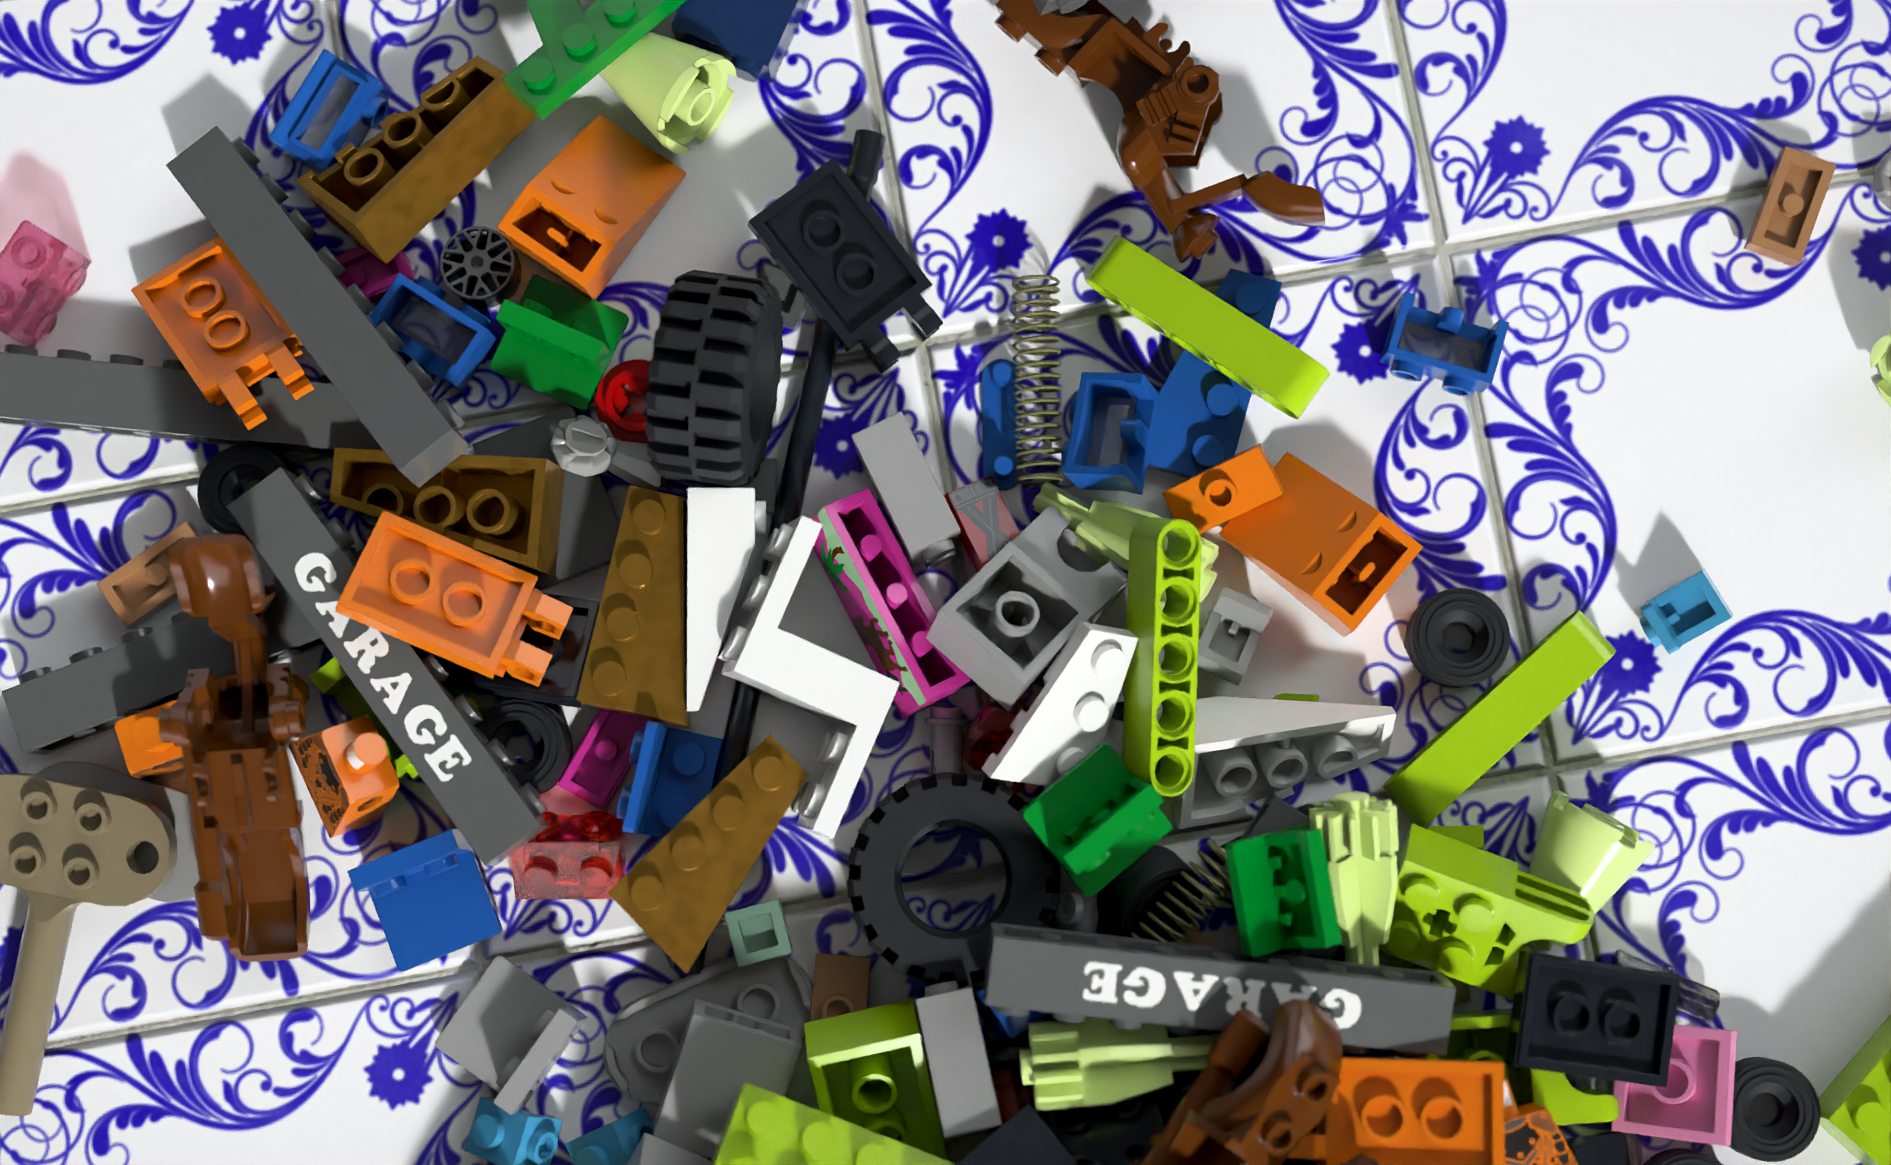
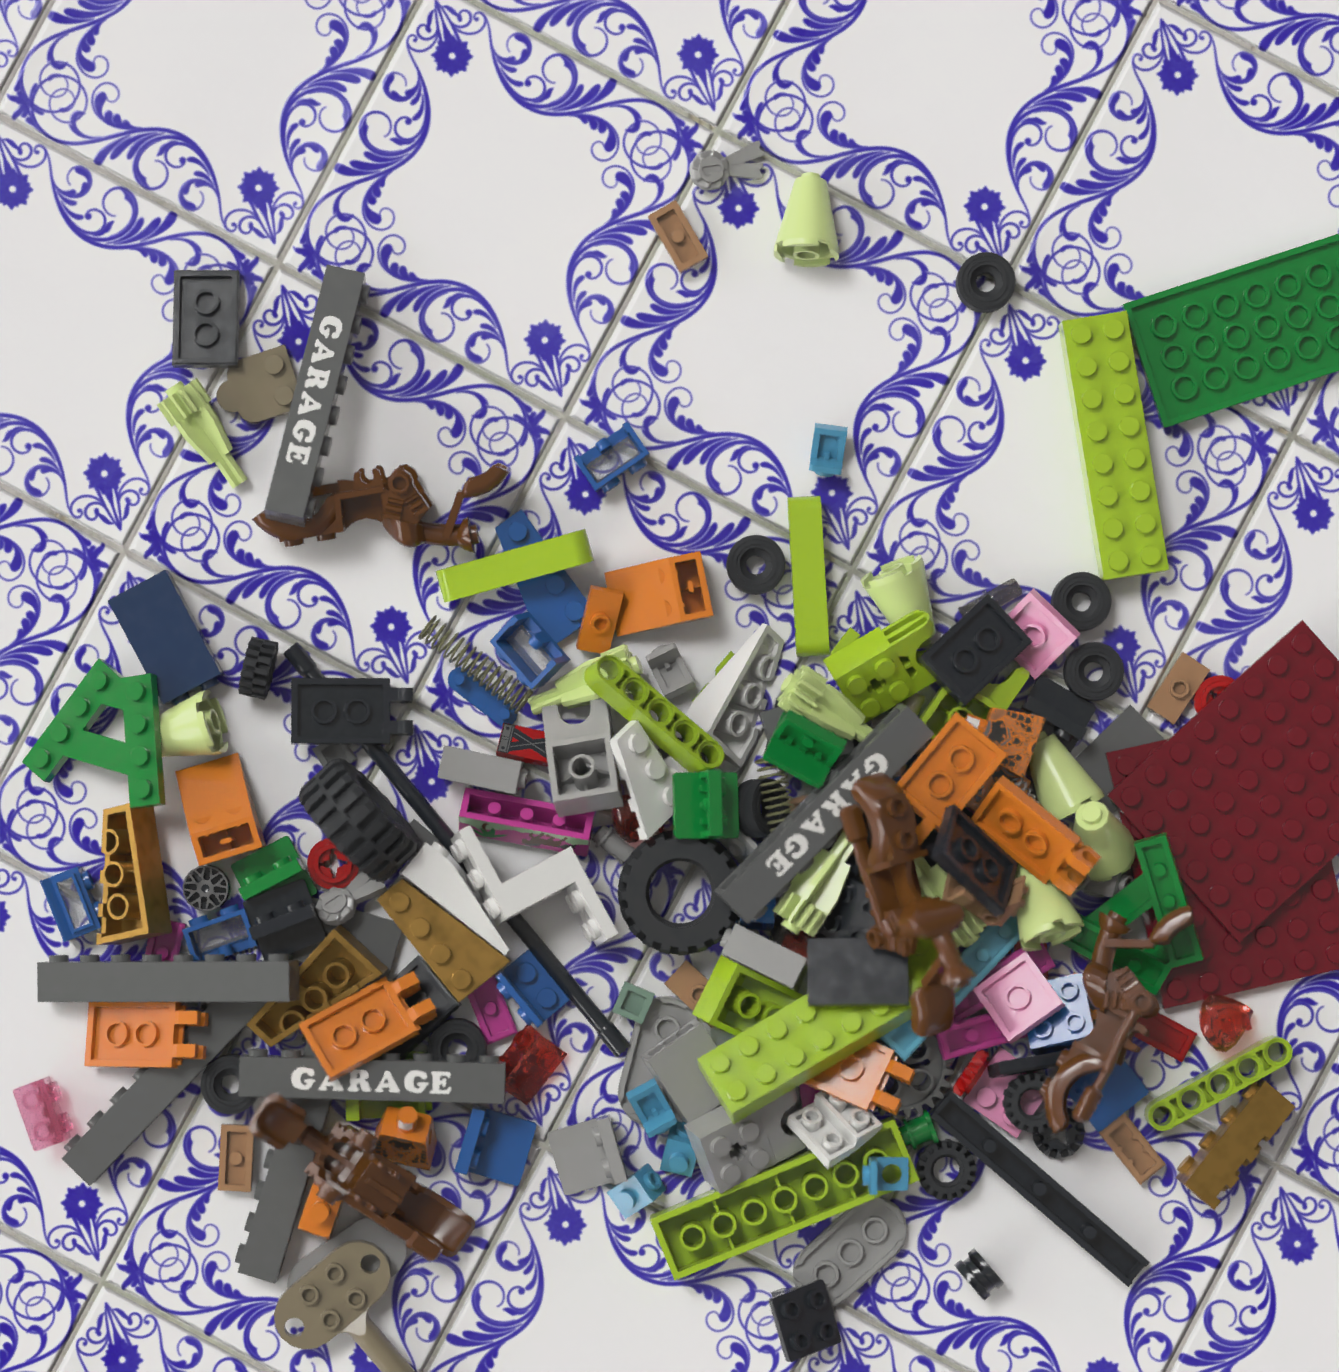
camera: 55 degrees left, 5 degrees up
(514, 393) = (284, 919): none -> black bracket
(636, 1070) = (652, 1108): none -> dark azure bracket
(701, 863) = (579, 998): pearl gold wedge -> none
(812, 108) = (258, 668): none -> black tyre

